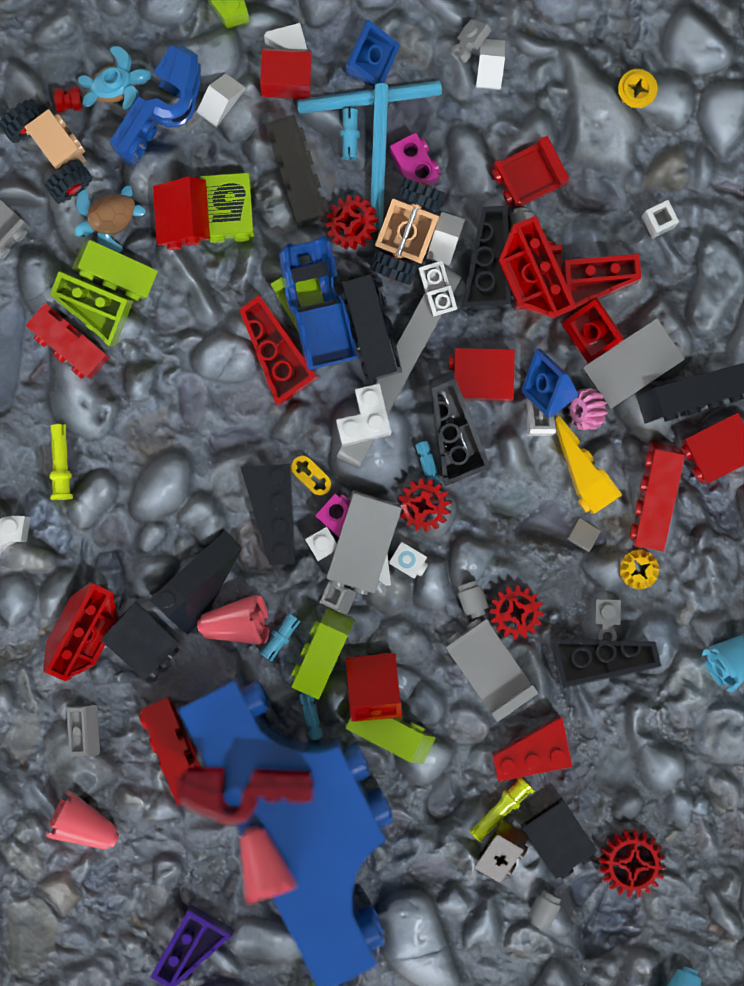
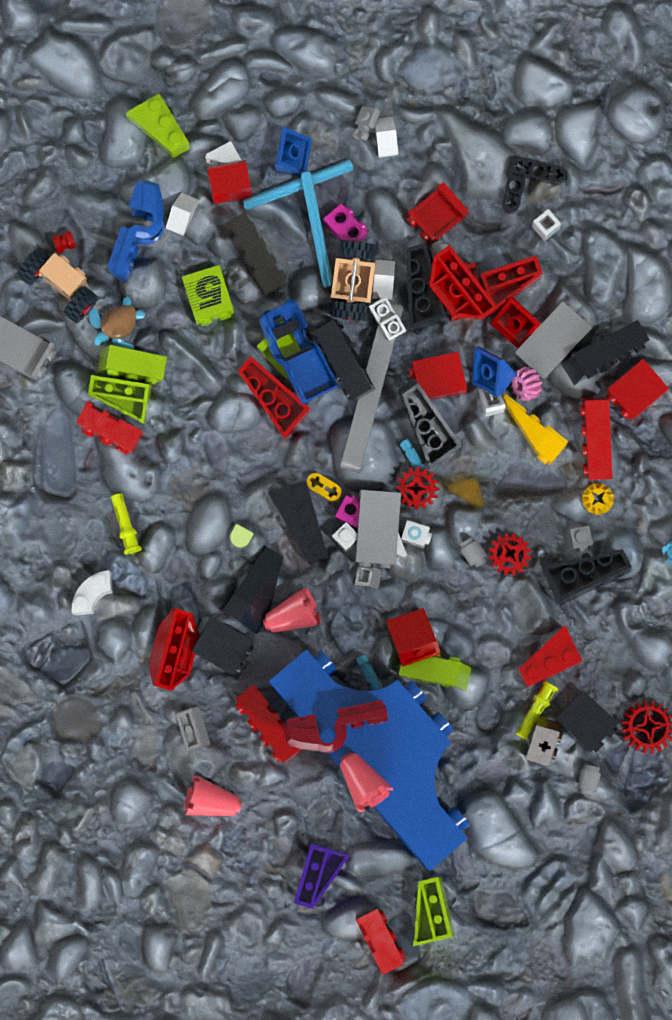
camera: 10 degrees left, 5 degrees down
(115, 82) = (97, 220): medium azure animal -> none
(181, 212) = (174, 308): red brick -> none
(196, 511) = (240, 536): none -> yellowish green tile
(280, 636) = (330, 618): medium azure pin -> none
(321, 653) = (365, 622): lime wedge -> none
(349, 134) = (289, 216): medium azure pin -> none
(359, 228) = (300, 281): red gear -> none
(371, 421) = (360, 433): white brick -> none
(485, 523) = (468, 491): none -> clear yellow slope
(490, 669) = (499, 603): light grey panel -> none
(583, 535) = (547, 482): light grey slope -> none
(644, 151) = (521, 176): none -> black beam
(648, 85) = (511, 123): yellow gear -> none

